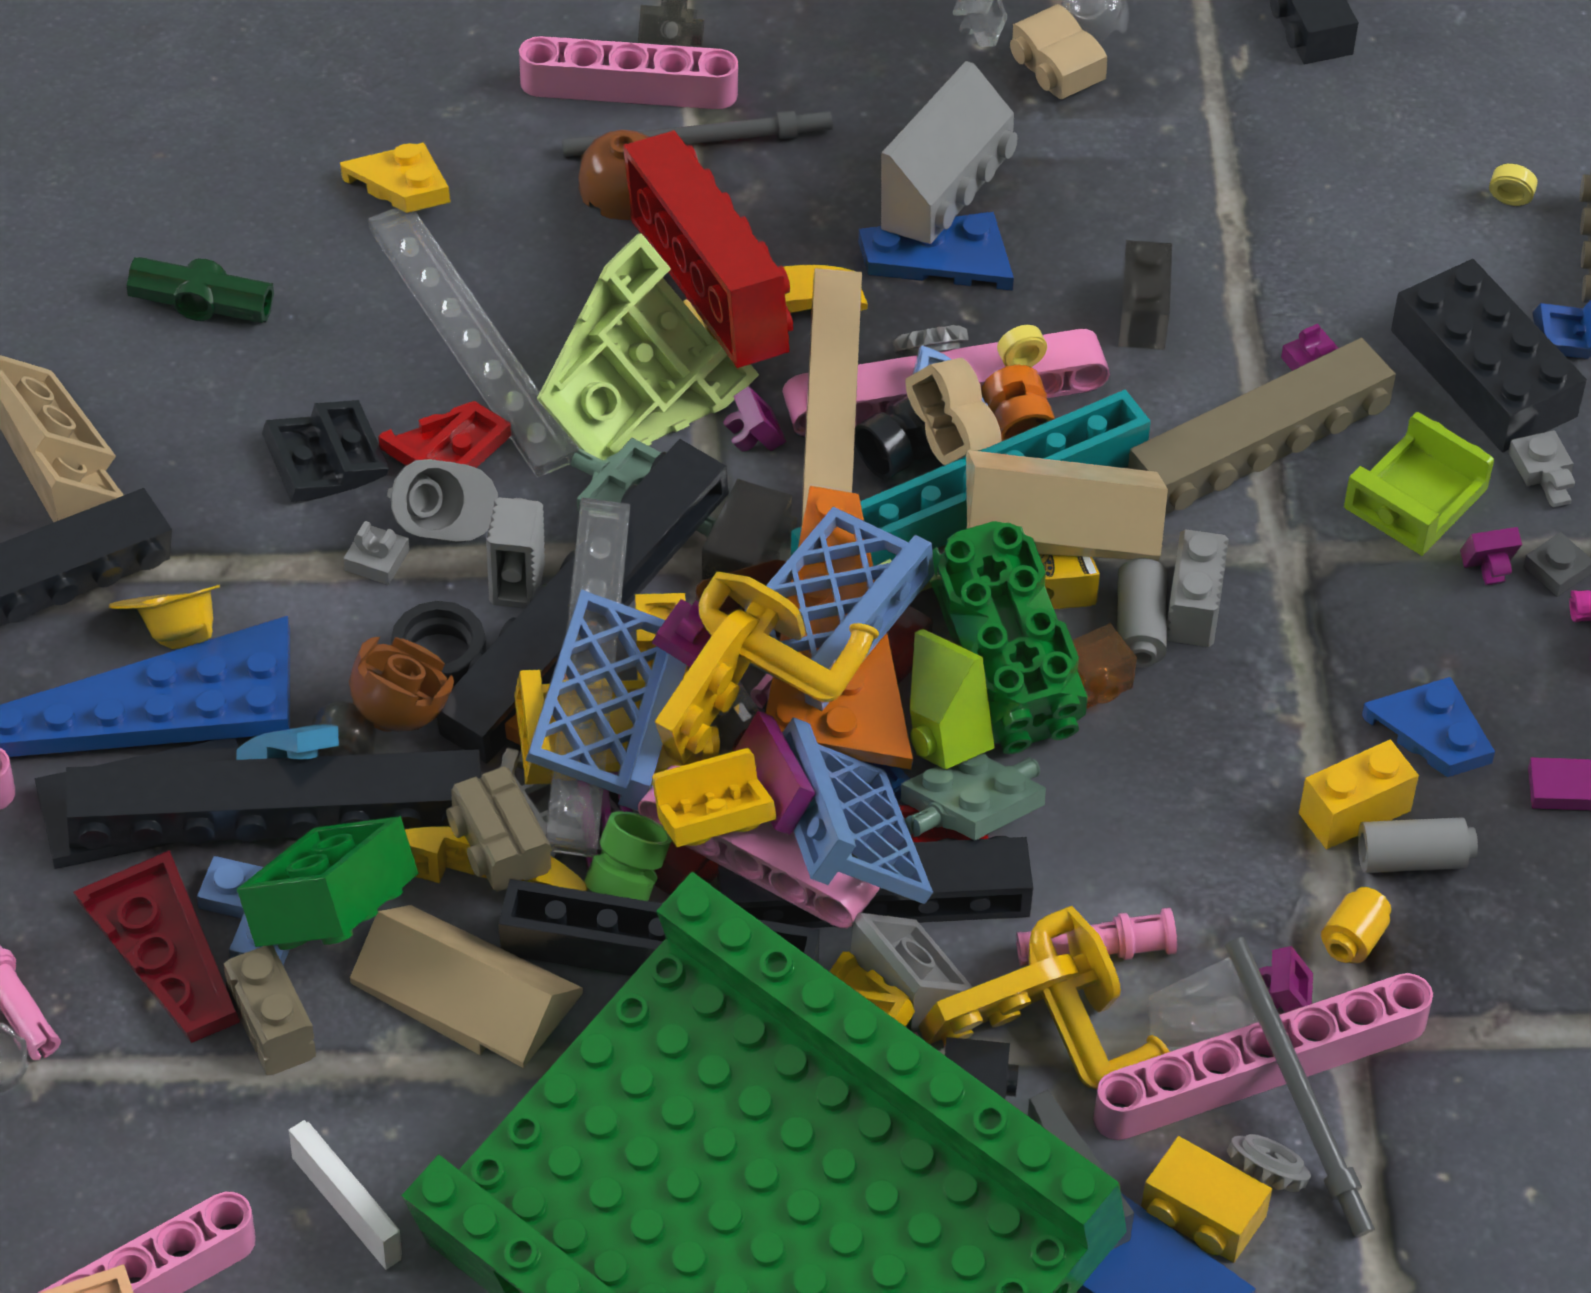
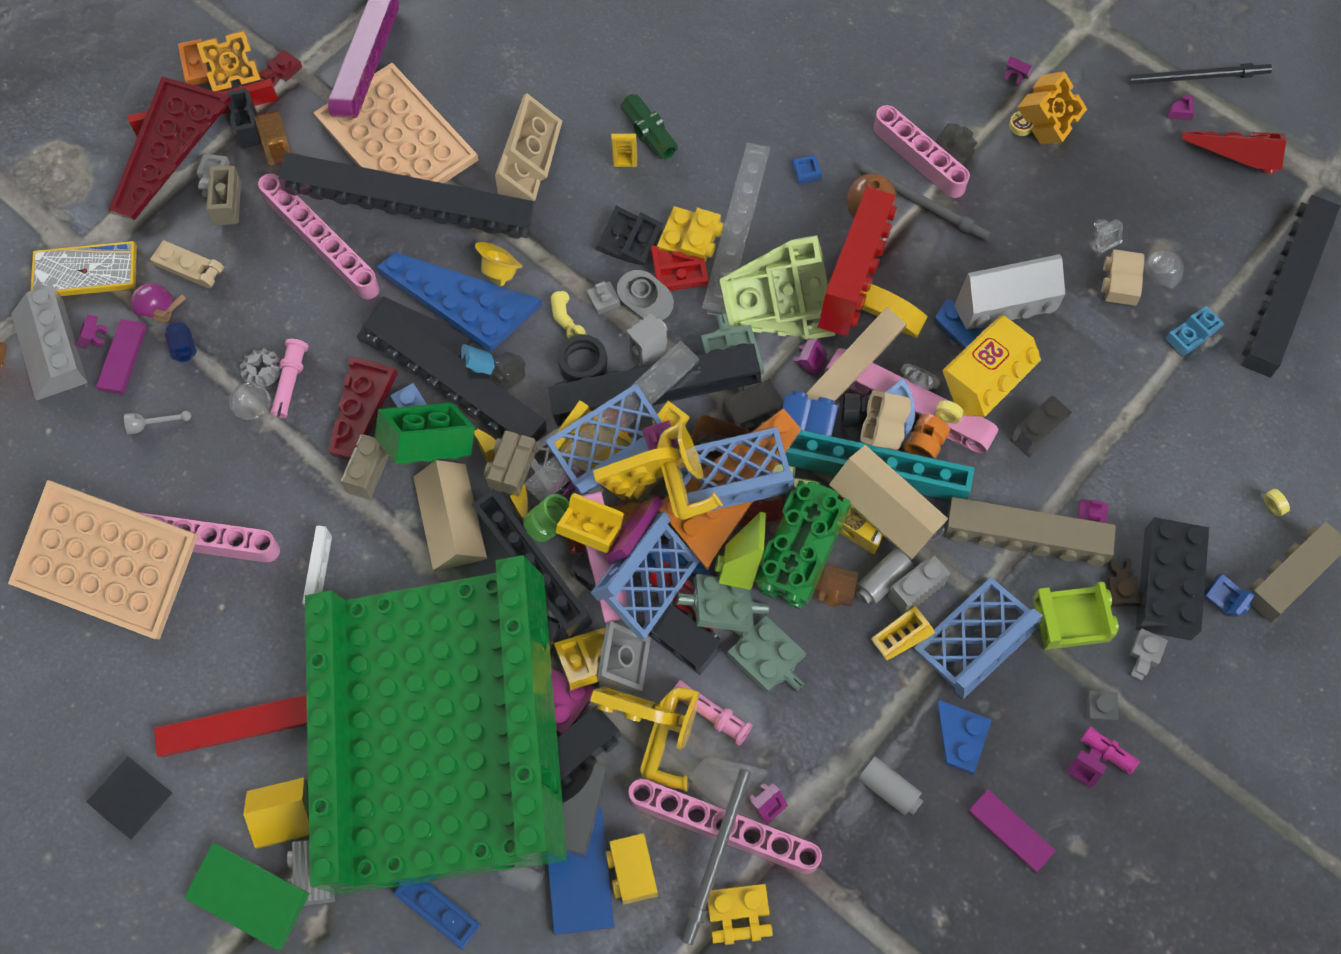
camera: 45 degrees right, 15 degrees up
(204, 337) = (624, 150): none -> yellow slope
(338, 618) = (558, 302): none -> light yellow arm
(398, 684) = (541, 365): dark orange cylinder -> none
(401, 176) = (778, 133): yellow wing -> none
(414, 382) = (691, 232): none -> yellow plate
(489, 200) = (806, 169): none -> blue tile
(854, 467) = (811, 414): none -> blue brick
(1020, 255) = (991, 367): none -> yellow slope
(1094, 820) = (767, 656): none -> sand green plate
(1209, 58) = (1194, 331): none -> dark azure slope
(1228, 629) = (905, 621): none -> yellow slope
(1269, 1162) = (682, 885): light grey gear -> none
(1356, 925) = (825, 801): yellow brick -> none
(1359, 789) = (889, 741): yellow brick -> none
(1371, 604) = (995, 653): none -> medium blue fence
(1382, 1132) = (739, 904): none -> yellow plate
(1437, 406) = (1121, 586): none -> dark brown plate
(1492, 552) = (1073, 676): magenta tile -> none

